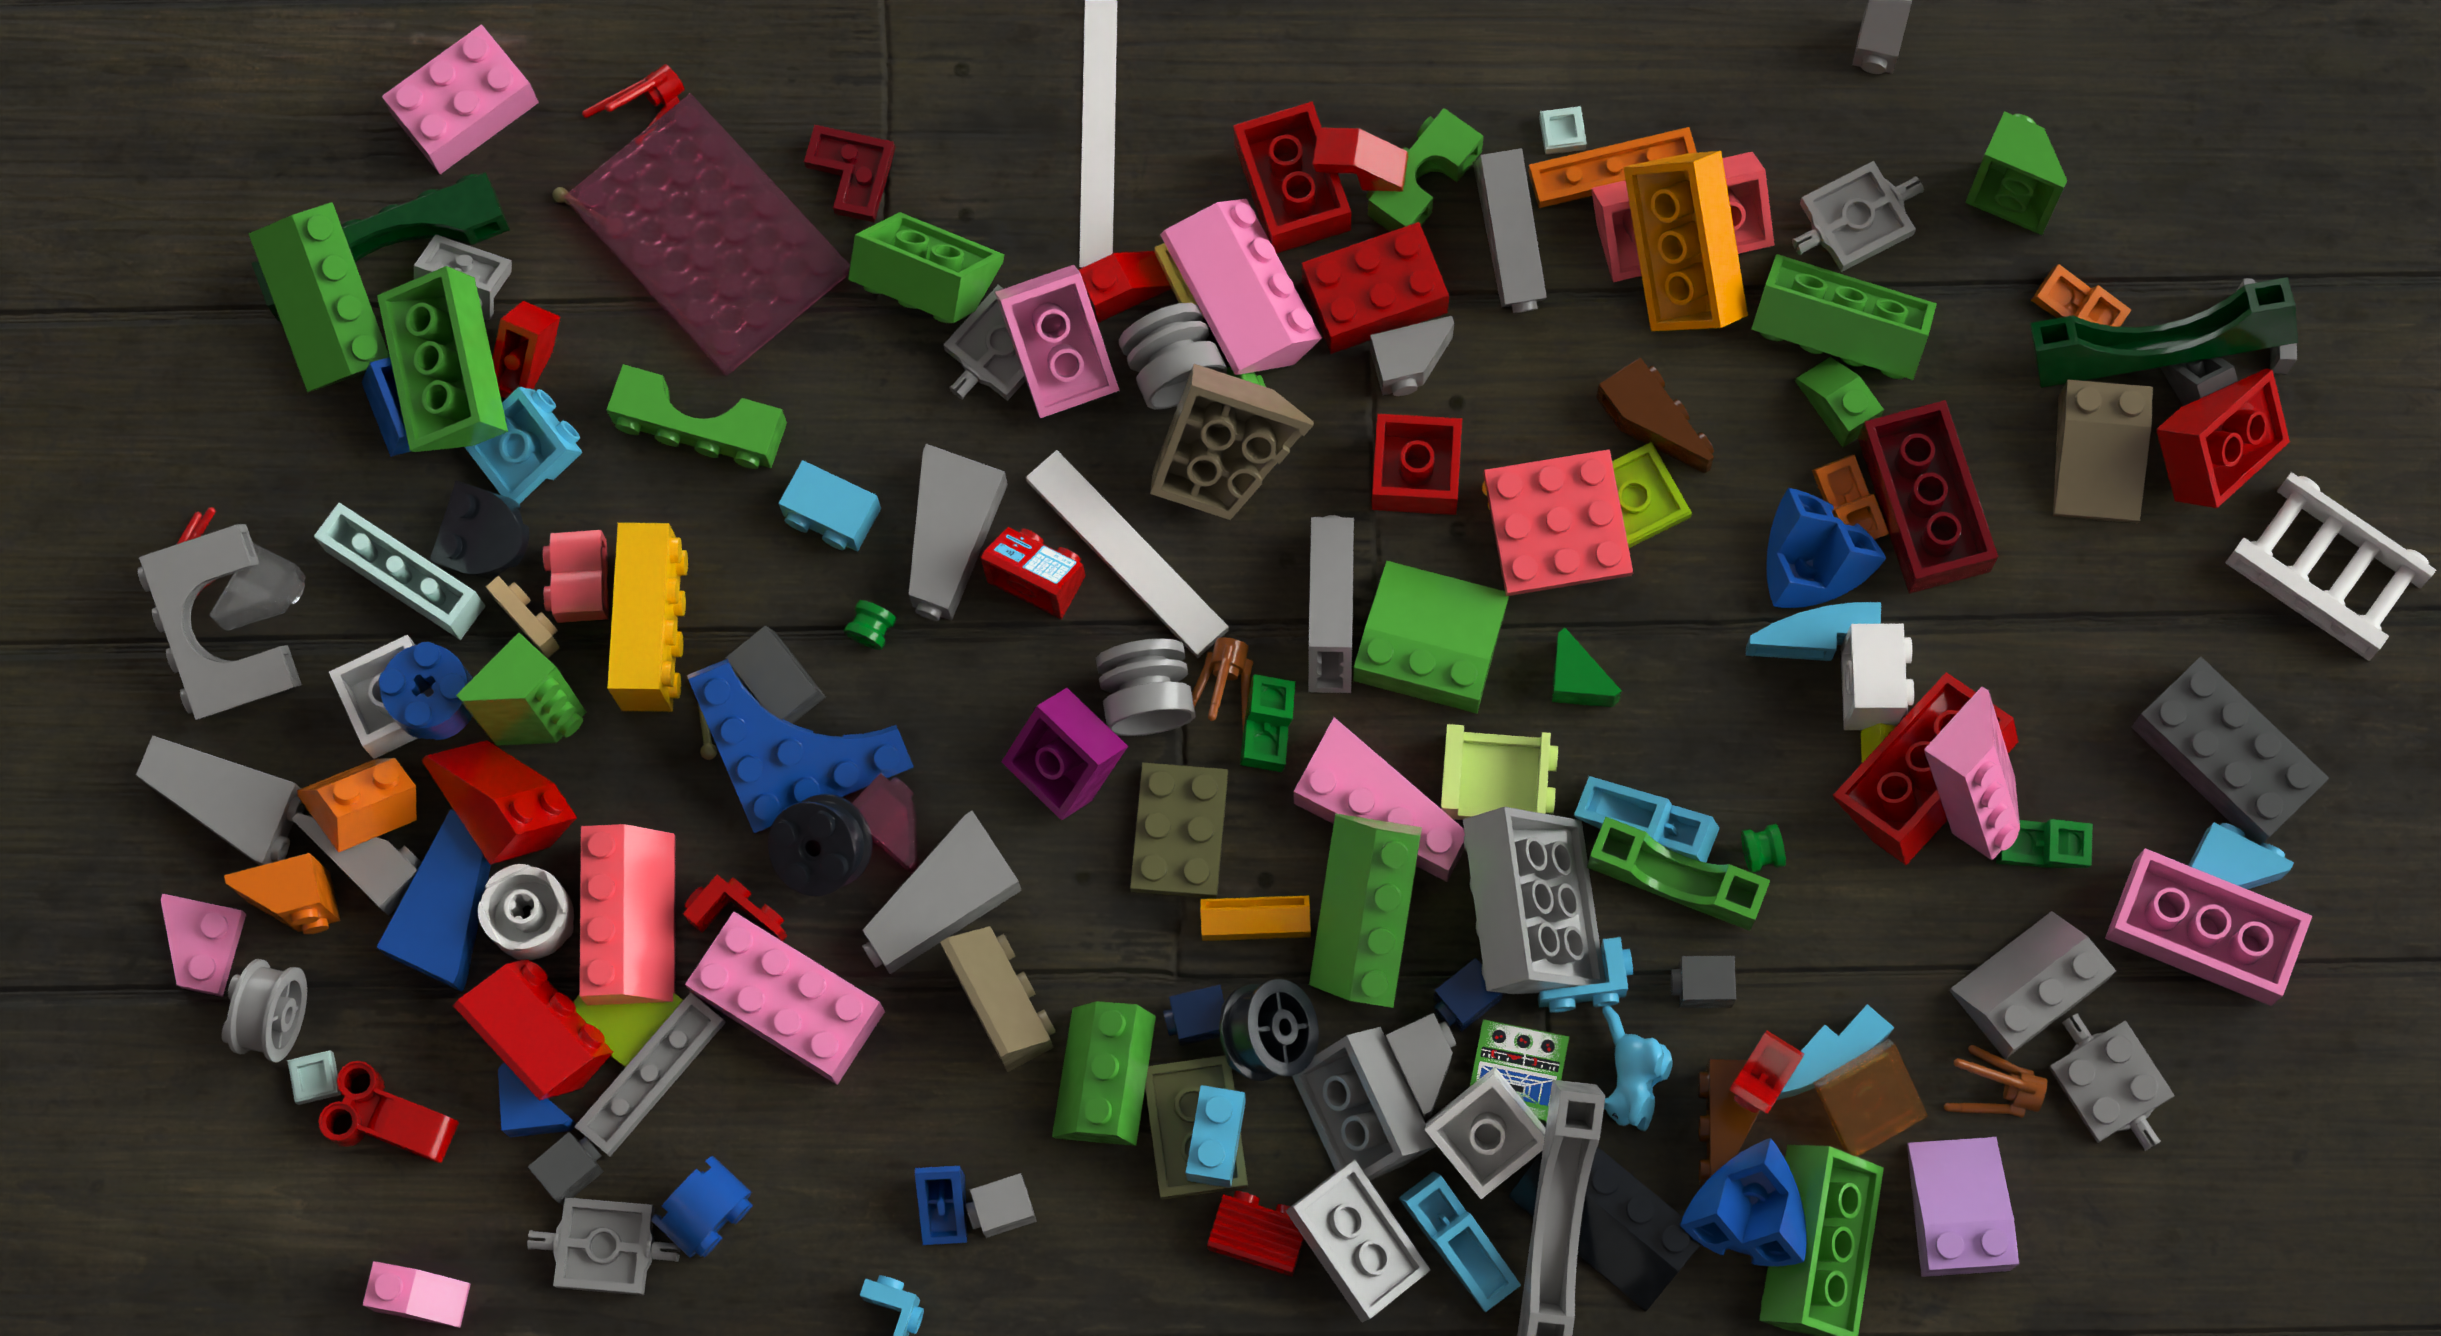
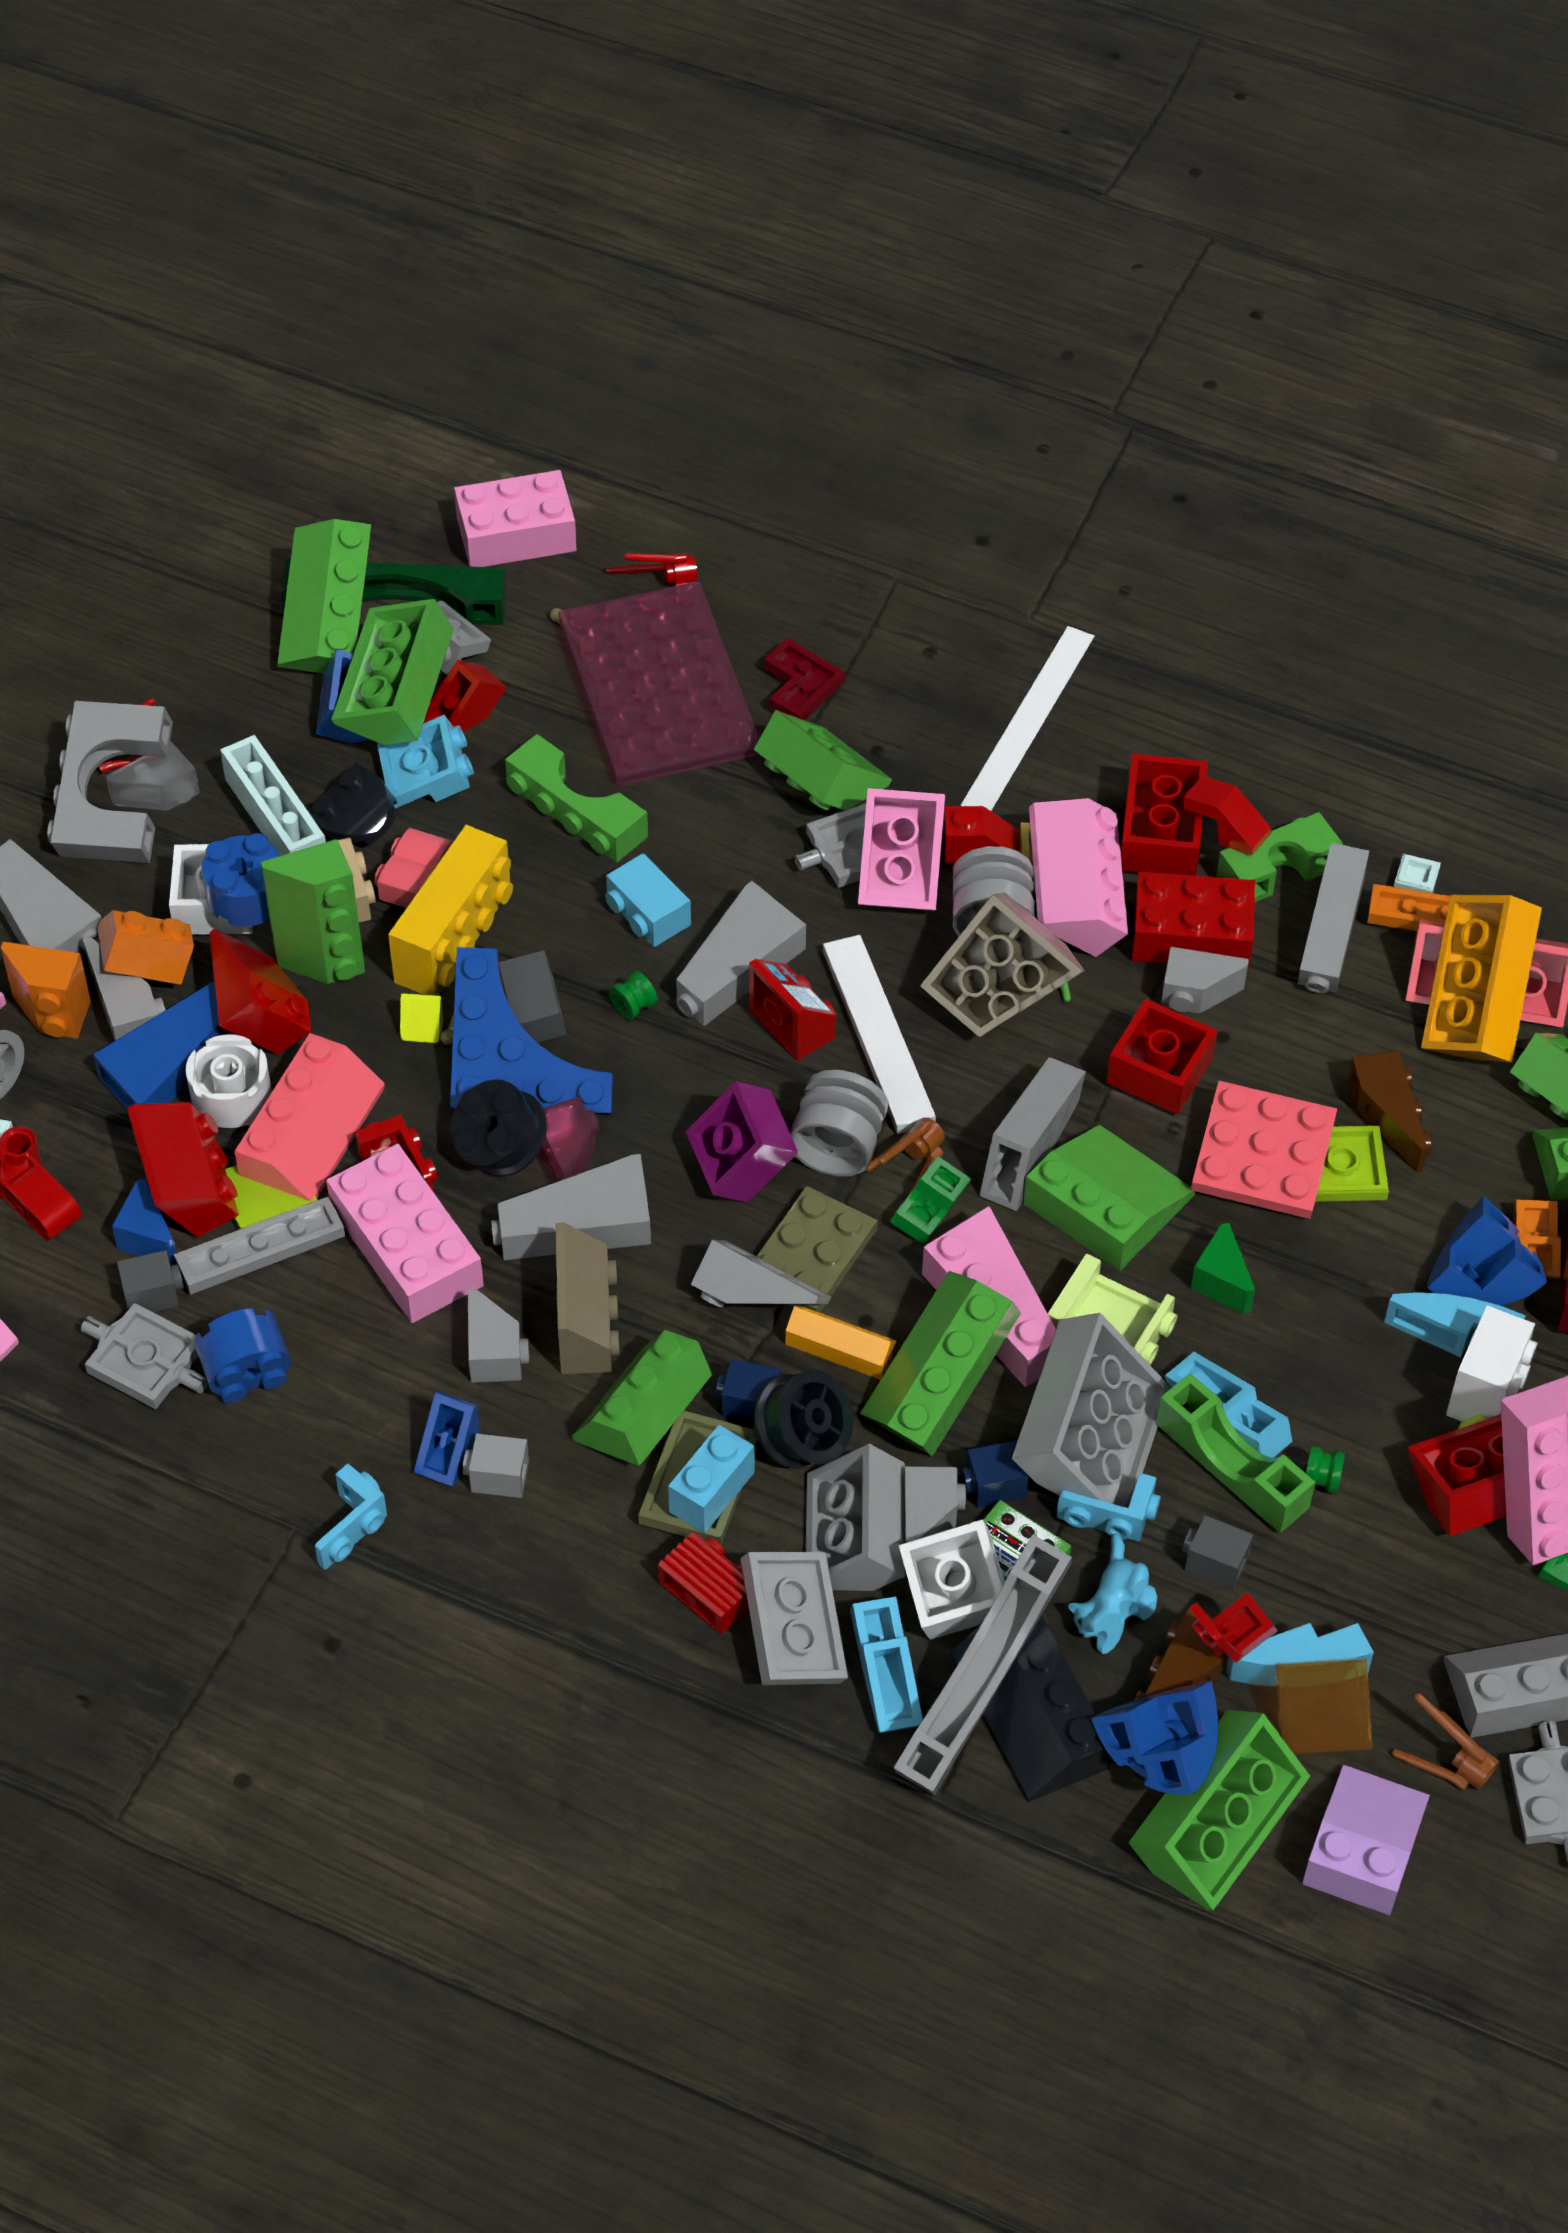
camera: 20 degrees right, 20 degrees down
(674, 746) = (421, 1018): none -> neon yellow slope
(930, 1075) = (494, 1342): none -> light grey slope
(1145, 899) = (741, 1278): none -> light grey slope

